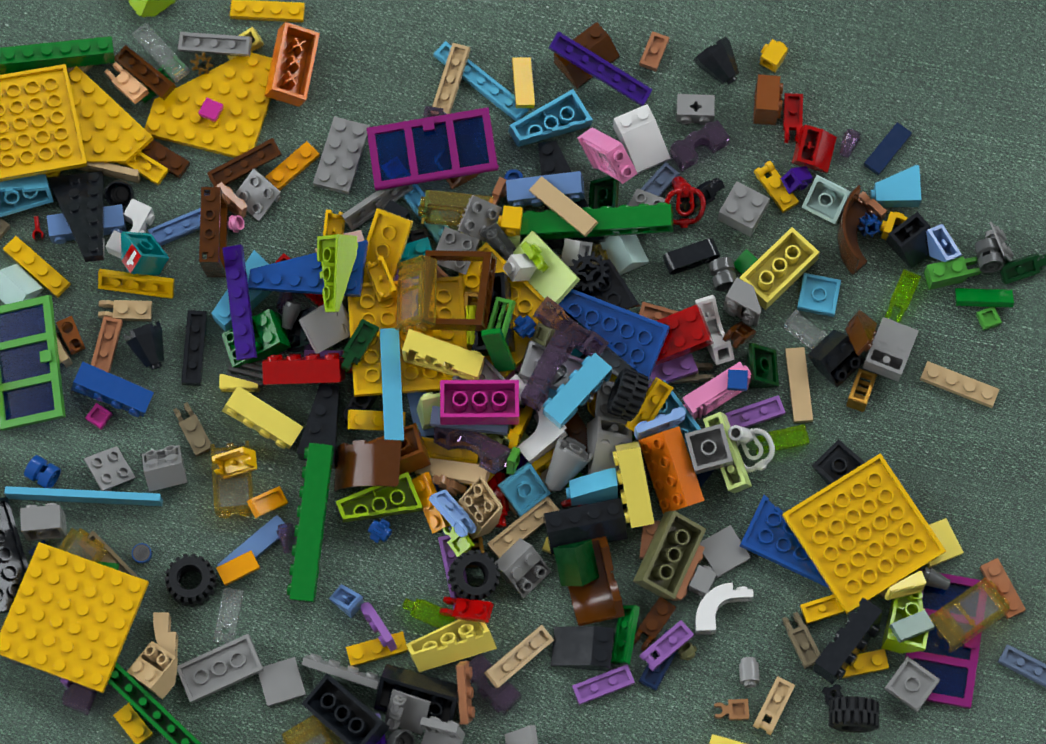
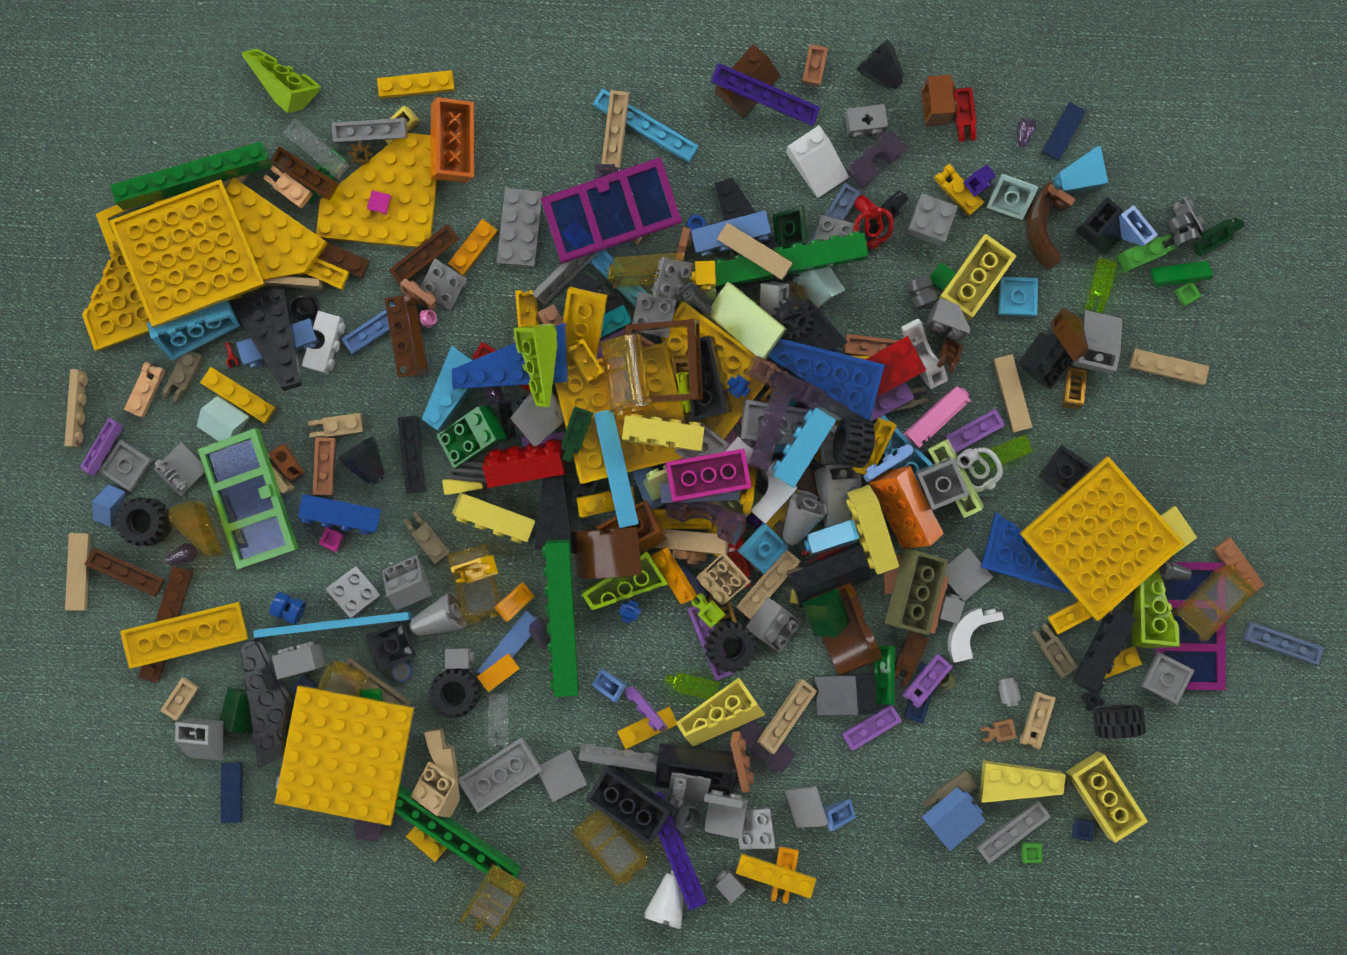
camera: 10 degrees left, 15 degrees up
(135, 525) = (390, 646): none -> black slope
(136, 283) = (340, 397): yellow plate -> none
(142, 253) = (340, 367): teal slope -> none
(190, 504) = (439, 617): none -> light grey cone
(202, 546) = (459, 658): none -> light grey brick
(239, 302) = (447, 405): dark purple plate -> none
(291, 311) = (500, 406): dark grey cone -> none
(453, 513) = (699, 587): light blue hinge -> none
(468, 609) = (730, 681): red hinge -> none
(498, 300) = (714, 386): bright green tile -> none
(498, 349) = (717, 418): green tile -> none
(513, 461) = (749, 526): bright green tile -> none
(519, 267) = (722, 324): white brick -> none
(523, 82) = (688, 120): yellow tile -> none
(533, 253) = (734, 307): lime plate -> none
(543, 334) = (759, 392): olive tile -> none
(553, 119) = (724, 157): medium azure wedge -> none
(607, 155) = (790, 189): bright pink door -> none
(691, 256) = (887, 278): black beam -> none
(737, 380) = (959, 407): blue tile -> none
(763, 366) = (975, 380): dark green slope -> none
(773, 55) = (935, 50): yellow brick -> none
(804, 330) = (1010, 336): clear hinge -> none
(814, 148) = (991, 145): red slope -> none
(864, 225) = (1058, 216): blue gear -> none
(894, 218) = (1076, 214): yellow bracket -> none
(908, 586) = (1155, 583): light yellow slope -> none
(912, 626) = (1163, 626): tile -> none

